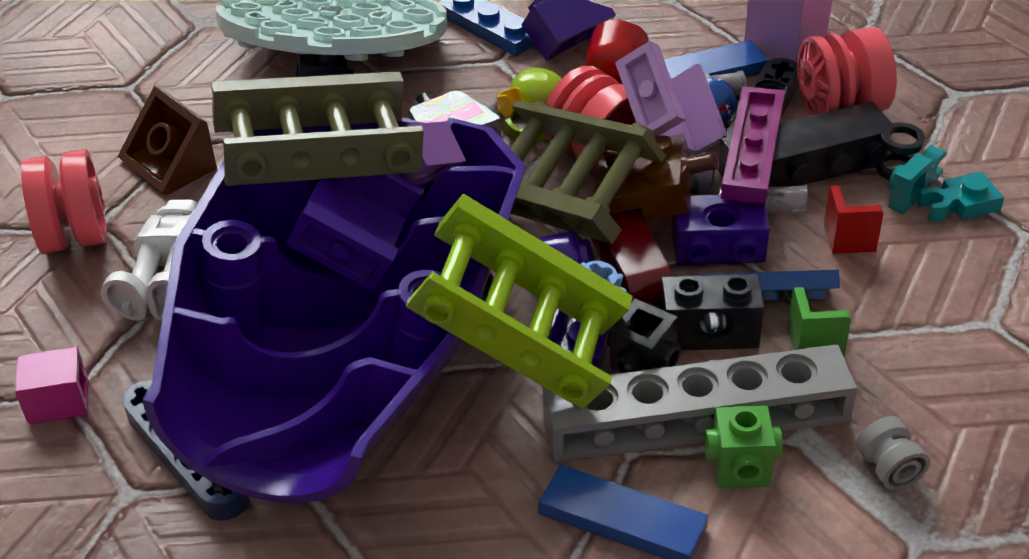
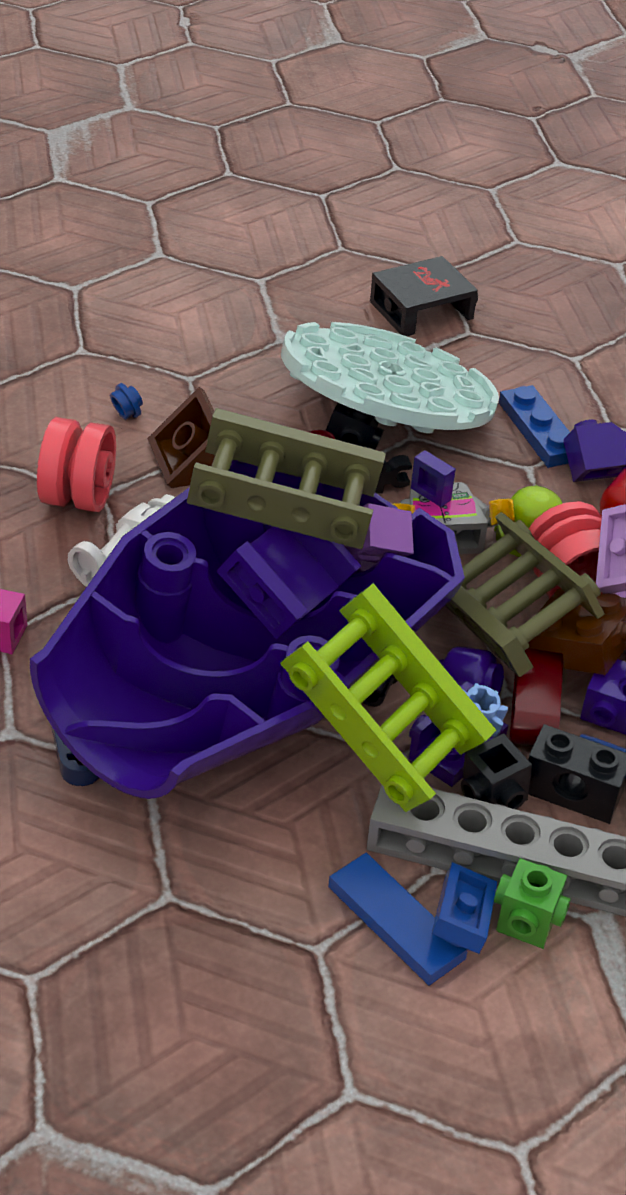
camera: 20 degrees right, 0 degrees up
(78, 127) = (126, 401): none -> blue plate
(431, 93) = (433, 478): none -> dark purple plate
(686, 478) = (465, 908): none -> blue plate

